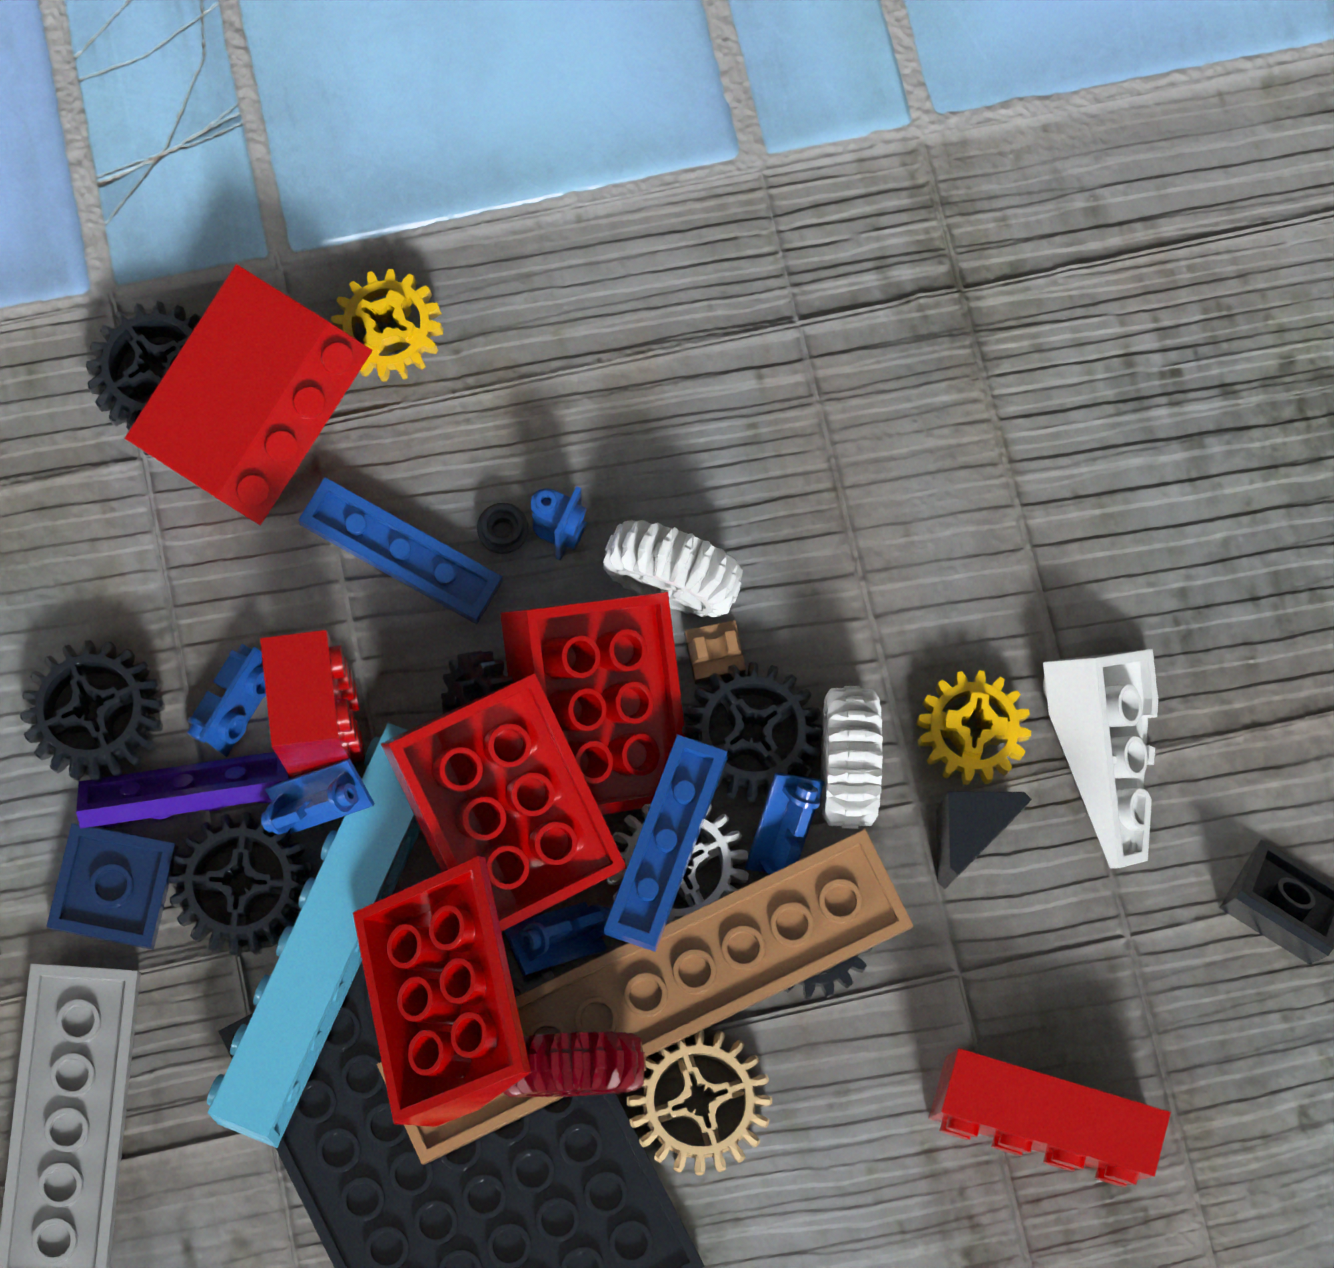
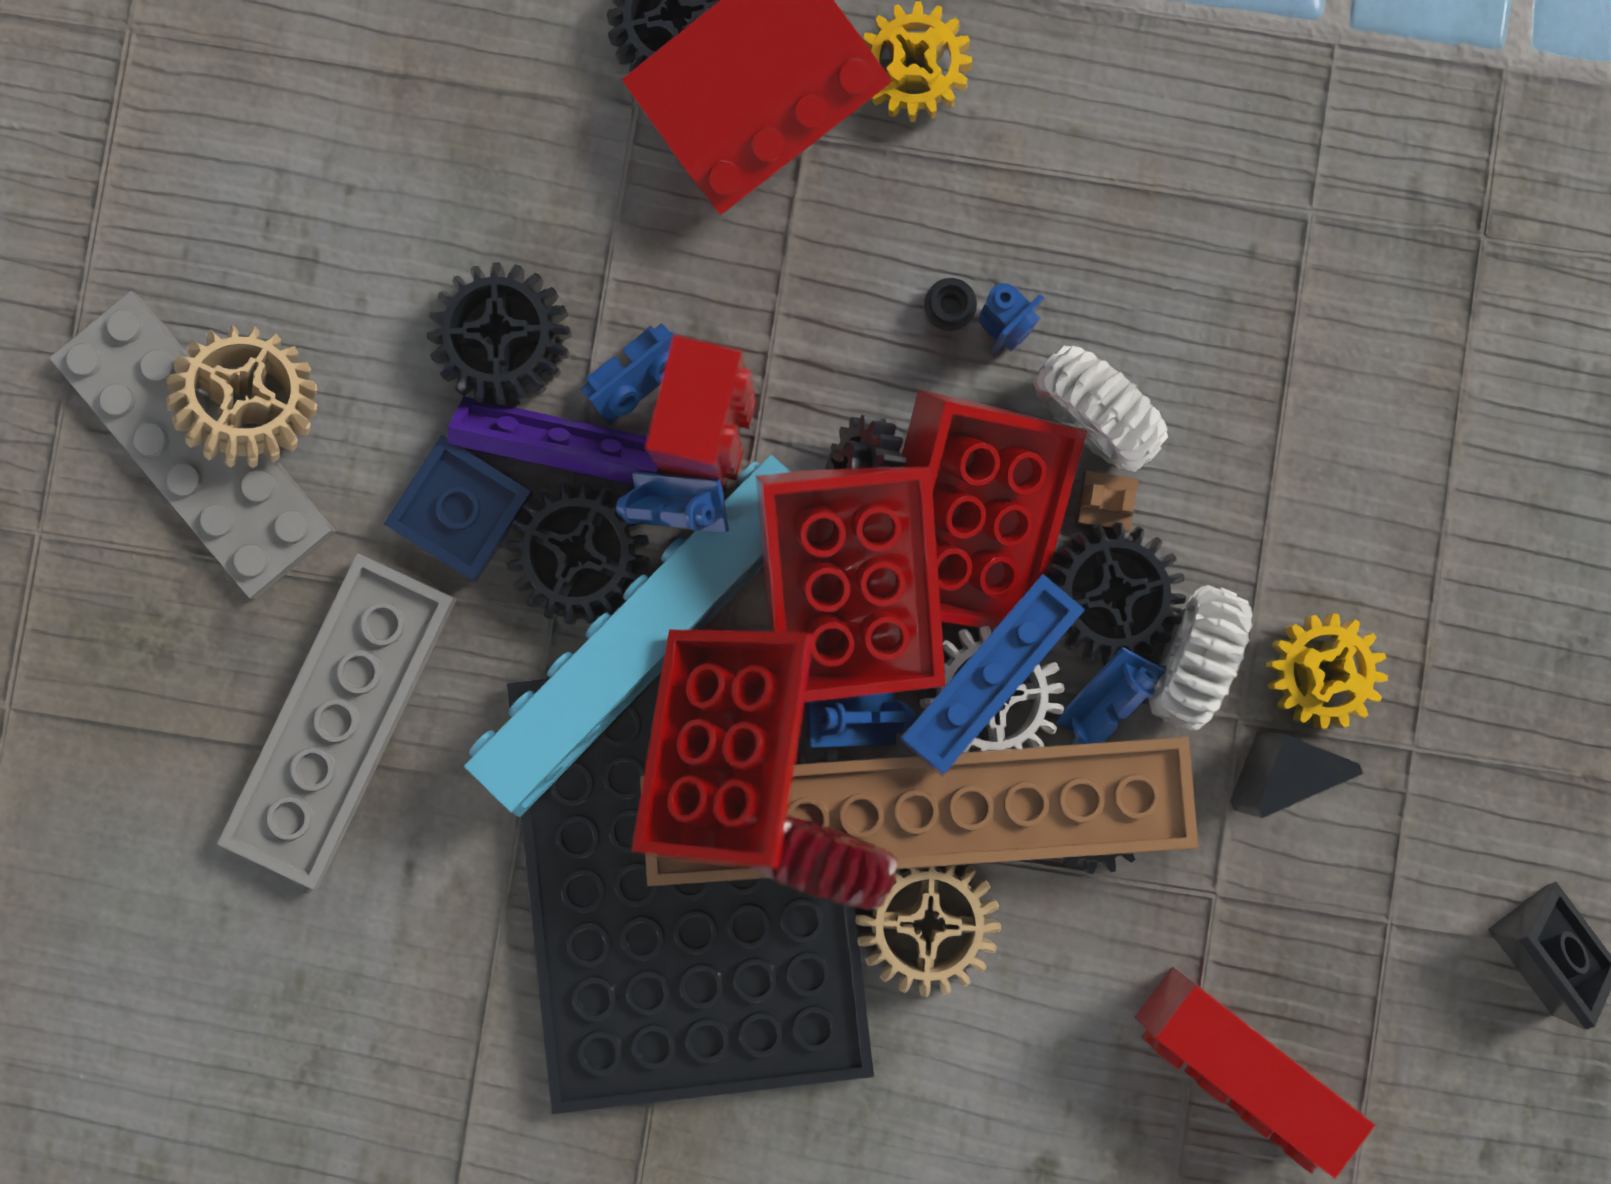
camera: 25 degrees right, 10 degrees up
(400, 550) = (845, 289): blue plate -> none
(1102, 724) = (1449, 712): white wedge -> none

